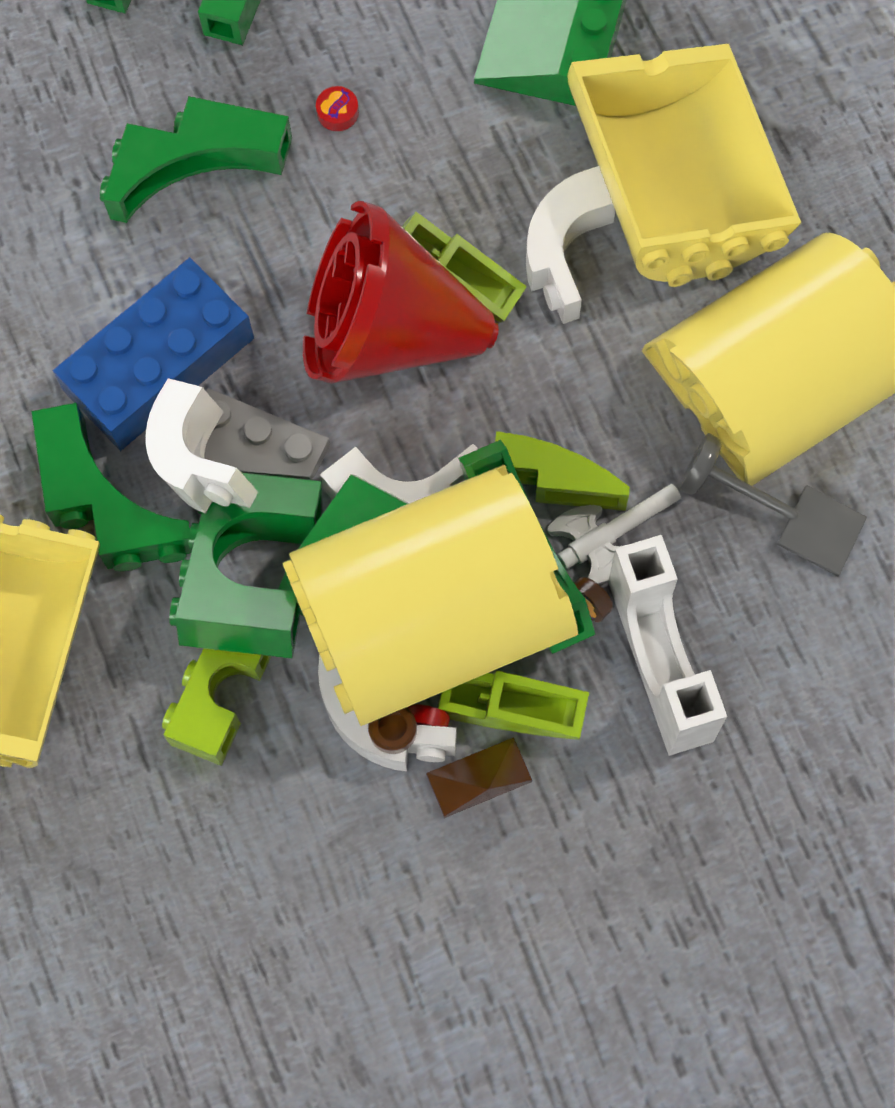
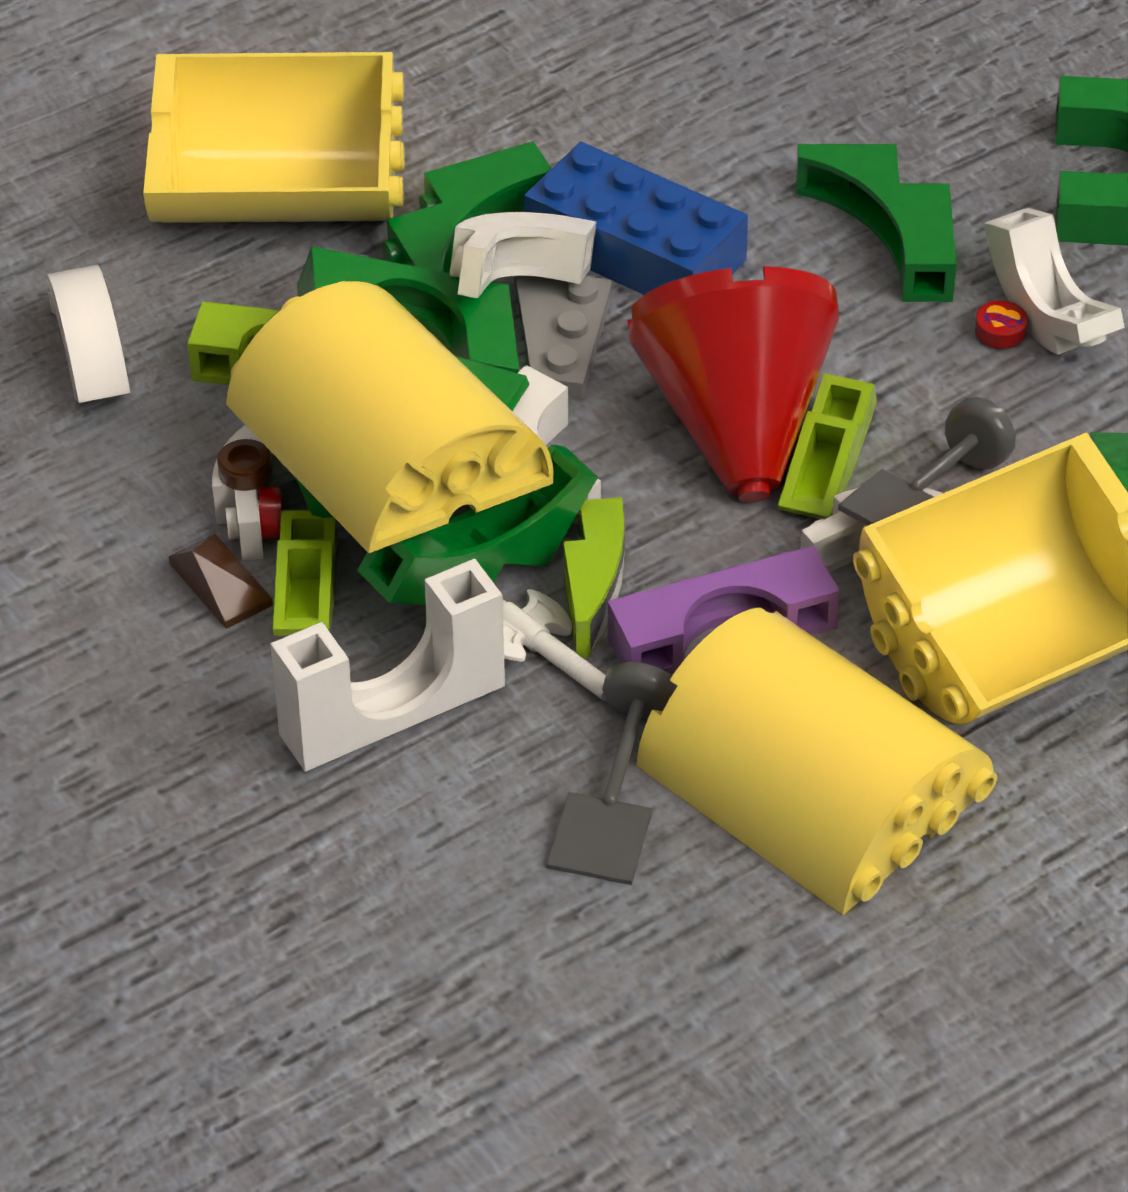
camera: 75 degrees right, 25 degrees down
(165, 843) = (88, 333): none -> white arch
(310, 65) = (1037, 280): none -> white arch
(560, 230) = (976, 435): none -> dark grey piece
(629, 439) = (664, 620): none -> medium lavender arch

